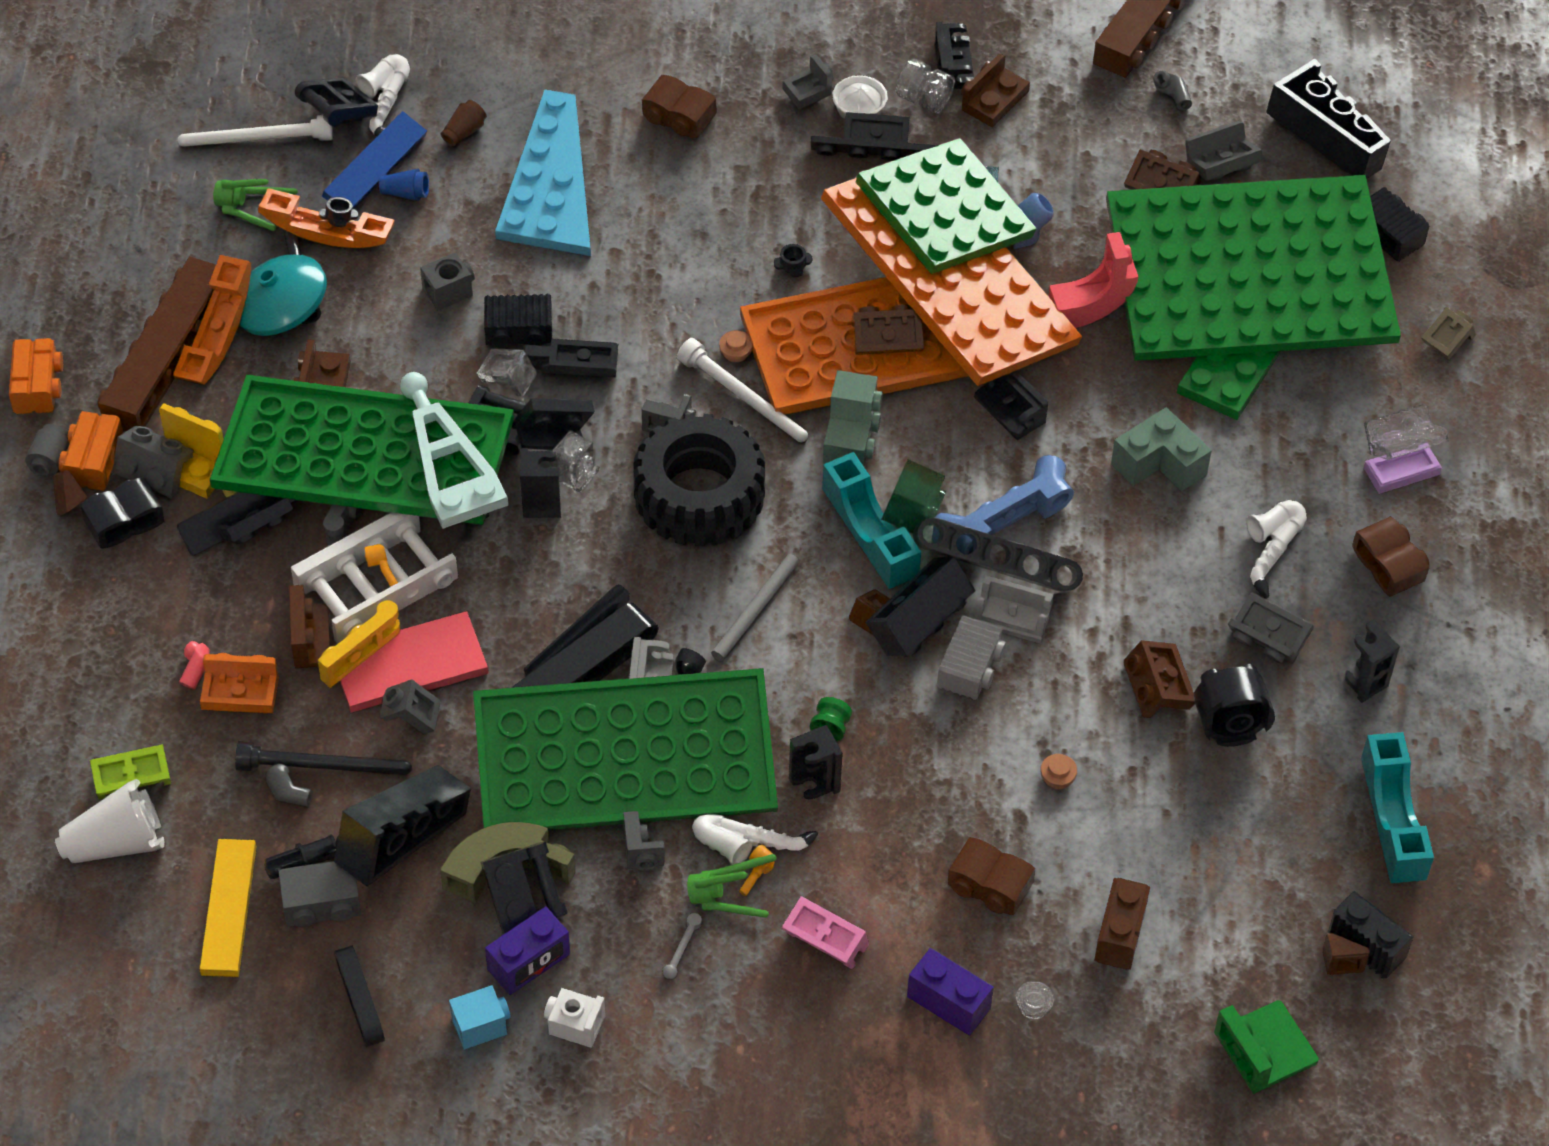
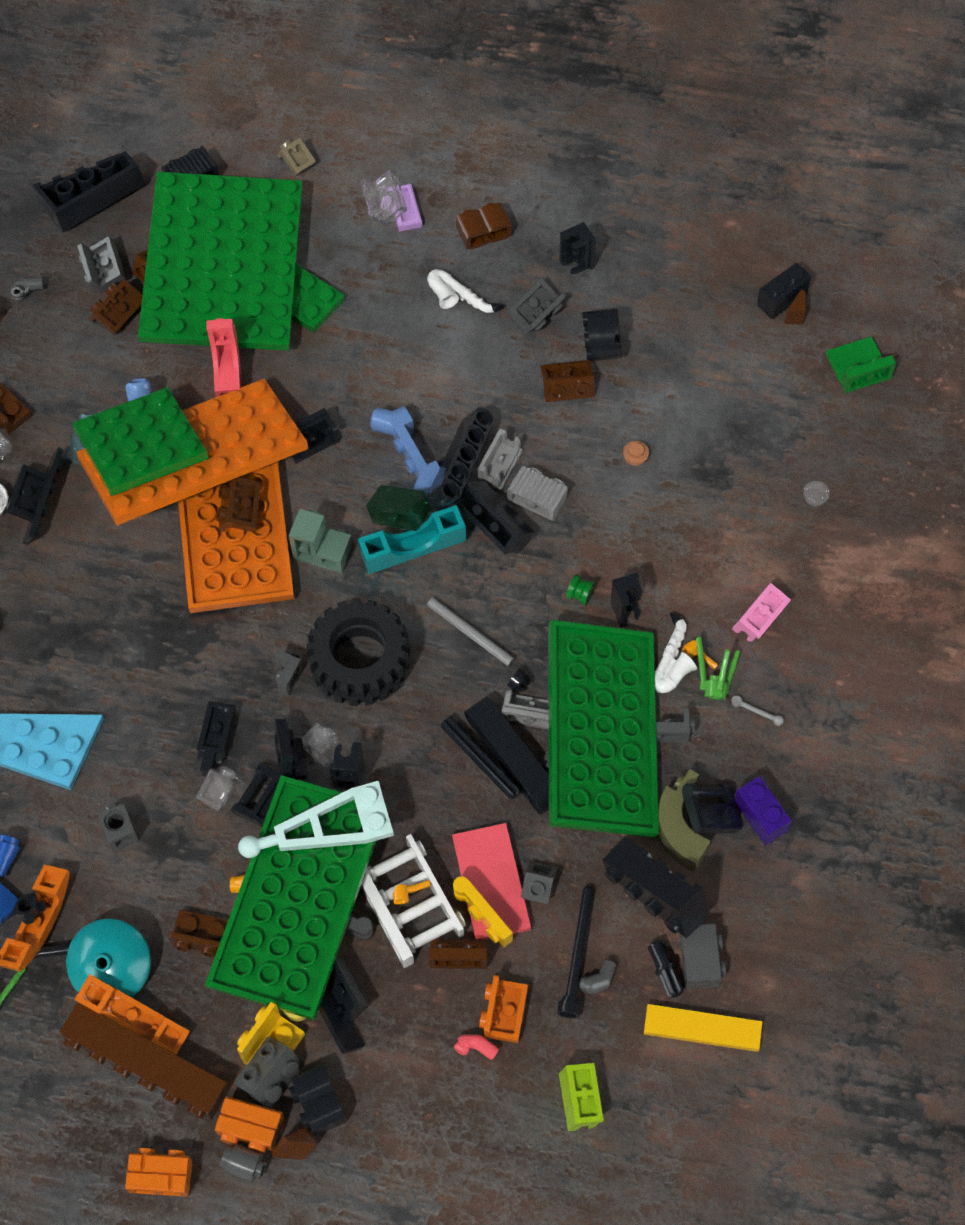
camera: 80 degrees left, 10 degrees up
(112, 828) = (634, 1111): white cone -> none
(359, 996) = (790, 933): black beam -> none
(479, 1016) = (813, 849): medium azure brick -> none
(518, 320) = (170, 774): black brick -> none
(581, 1024) = (820, 774): white brick -> none
(694, 355) = (227, 648): white piece -> none
(735, 345) = (221, 618): nougat plate -> none
(793, 259) = (143, 562): black plate -> none
(865, 607) = (484, 553): reddish brown slope -> none
(949, 991) = (812, 541): dark purple brick -> none
(991, 876) = (721, 504): reddish brown brick -> none
(1122, 923) = (765, 430): reddish brown brick -> none
(1161, 445) = (372, 342): sand green brick -> none
(1402, 838) = (719, 258): teal arch -> none

